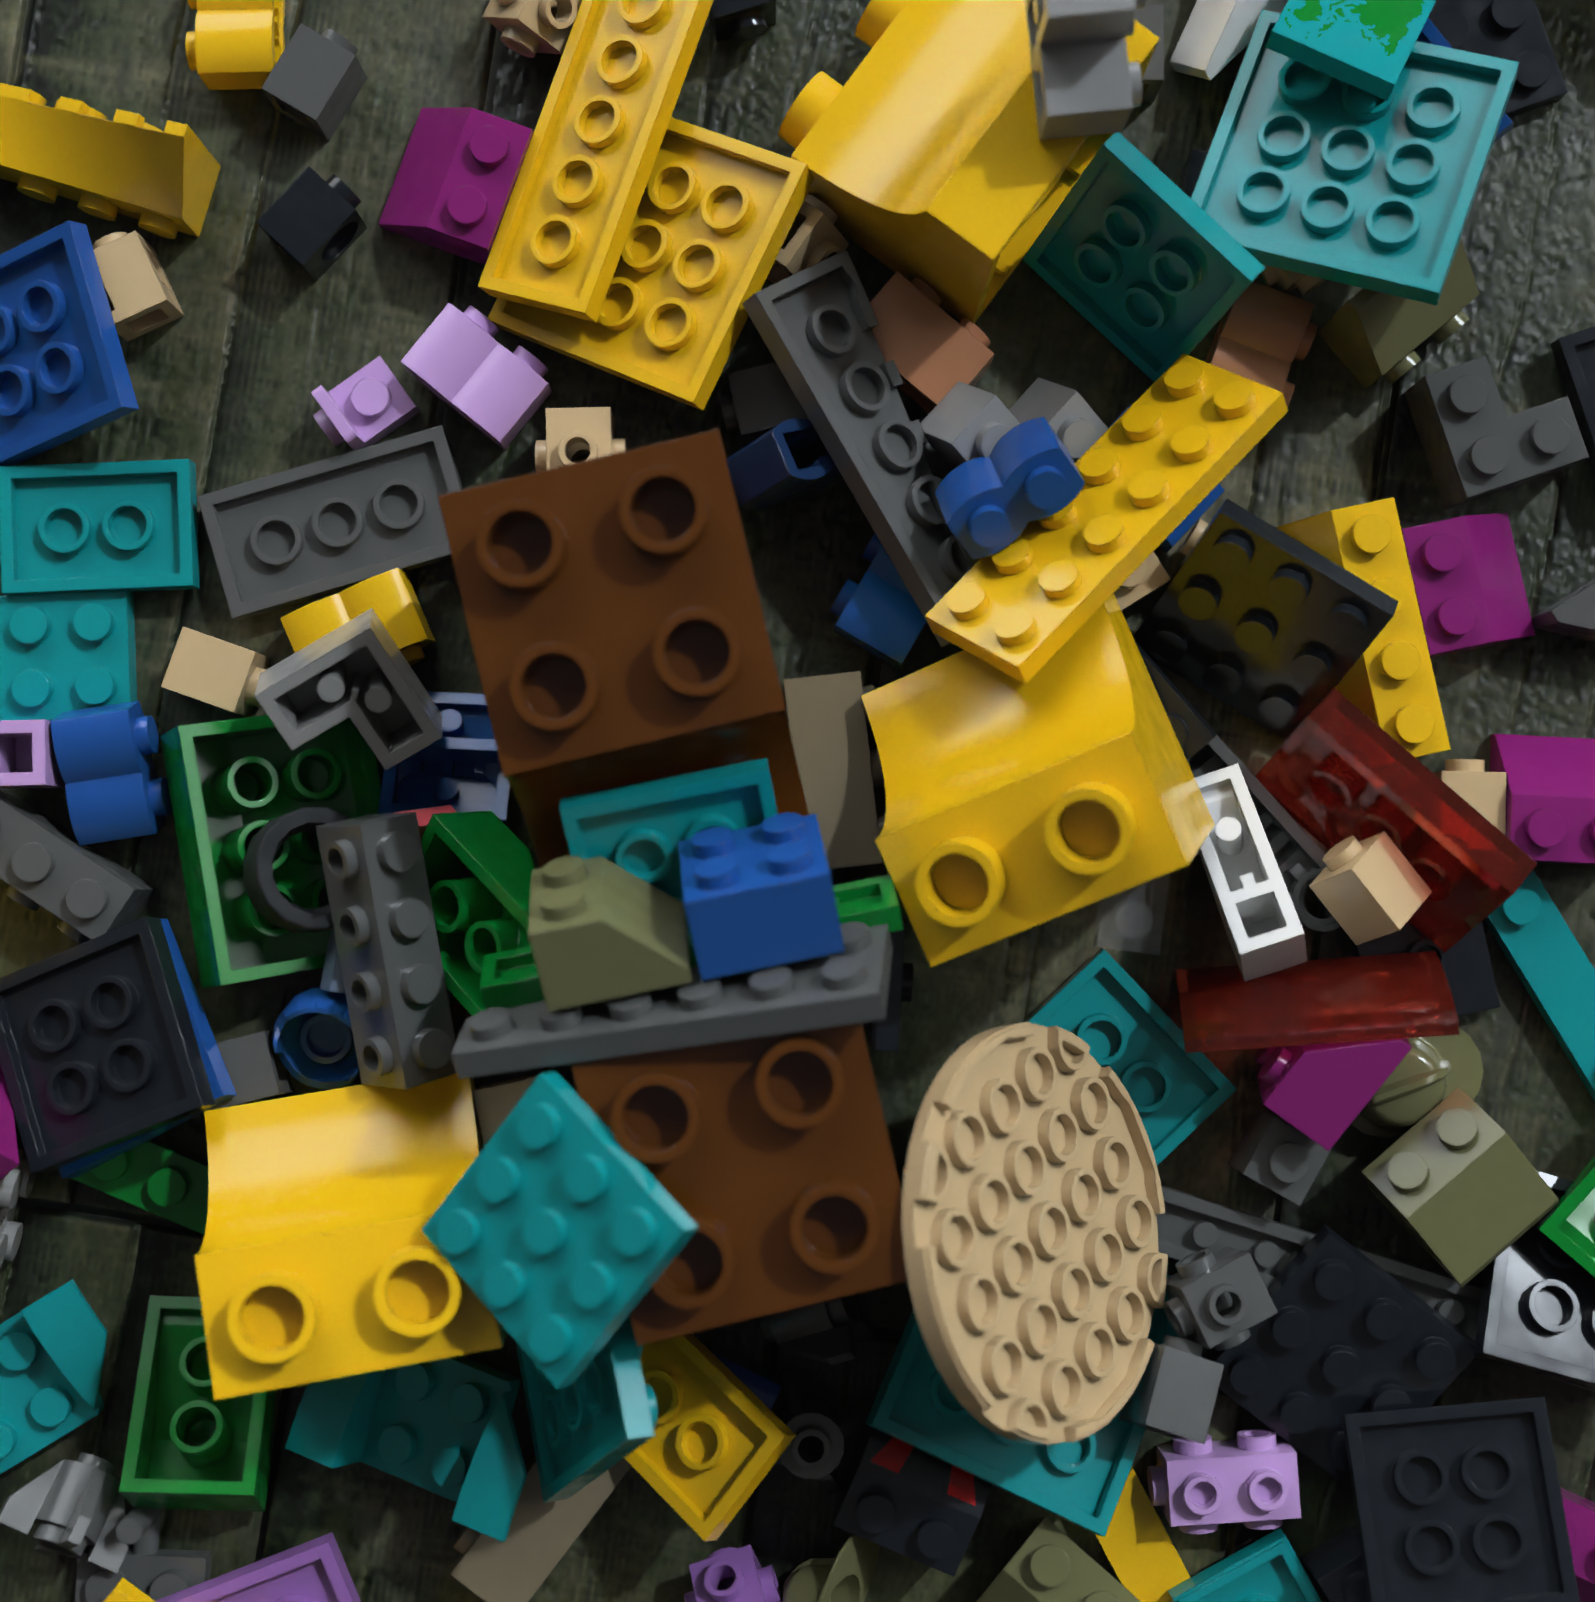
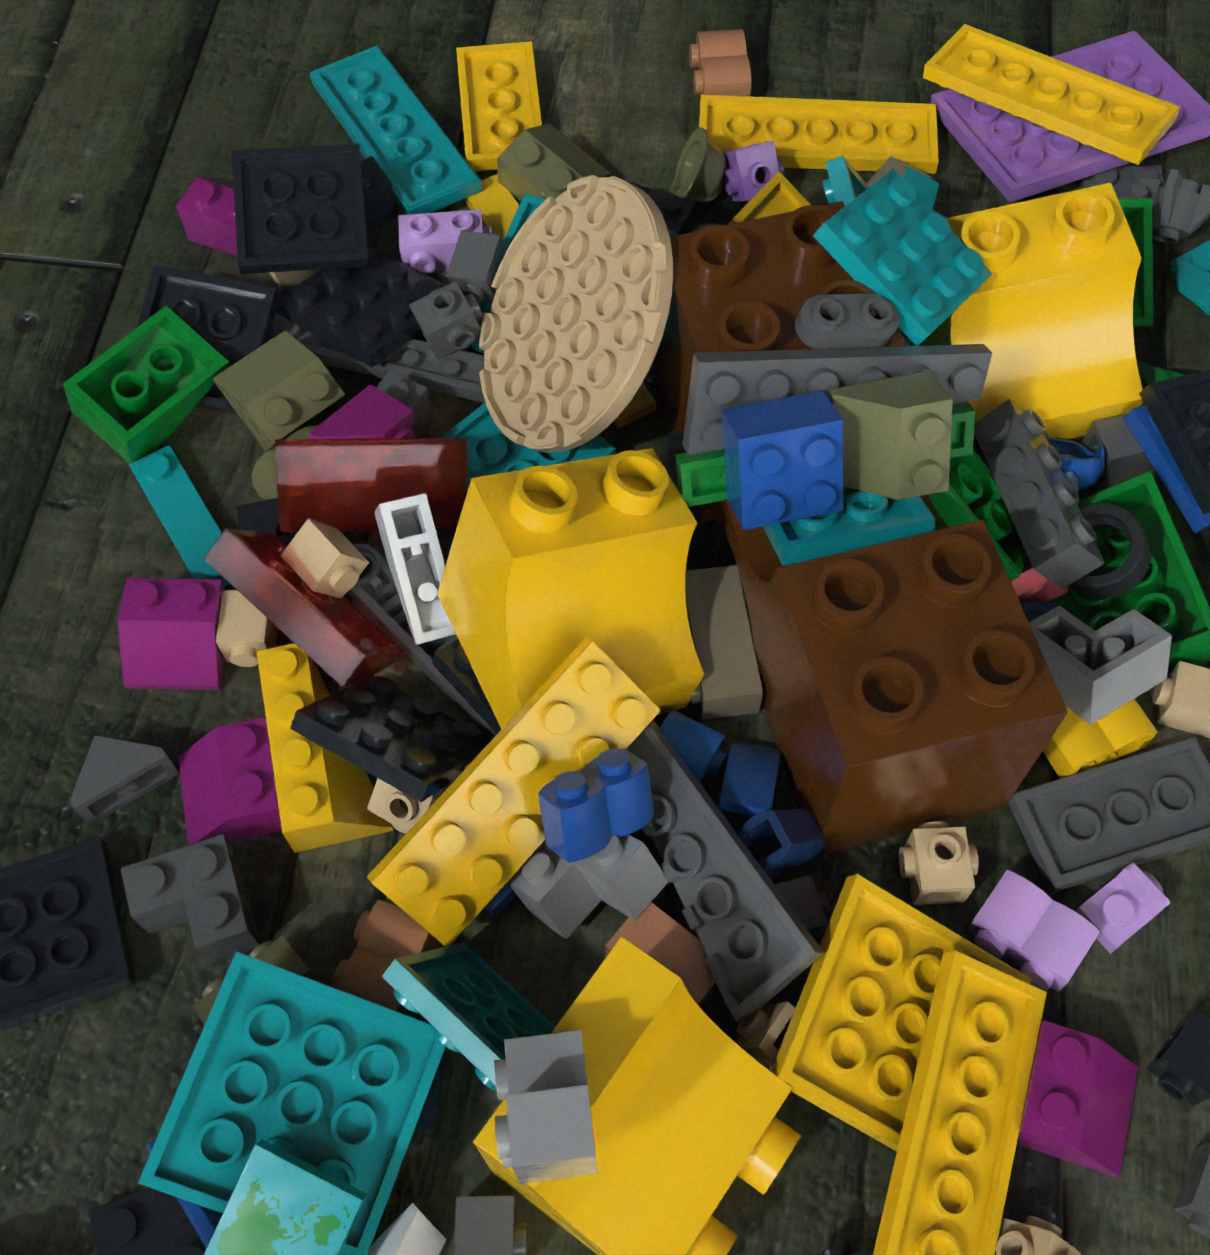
camera: 175 degrees left, 25 degrees down
(656, 1089) = (850, 323): none -> dark grey plate
(806, 568) = (749, 780): none -> blue slope

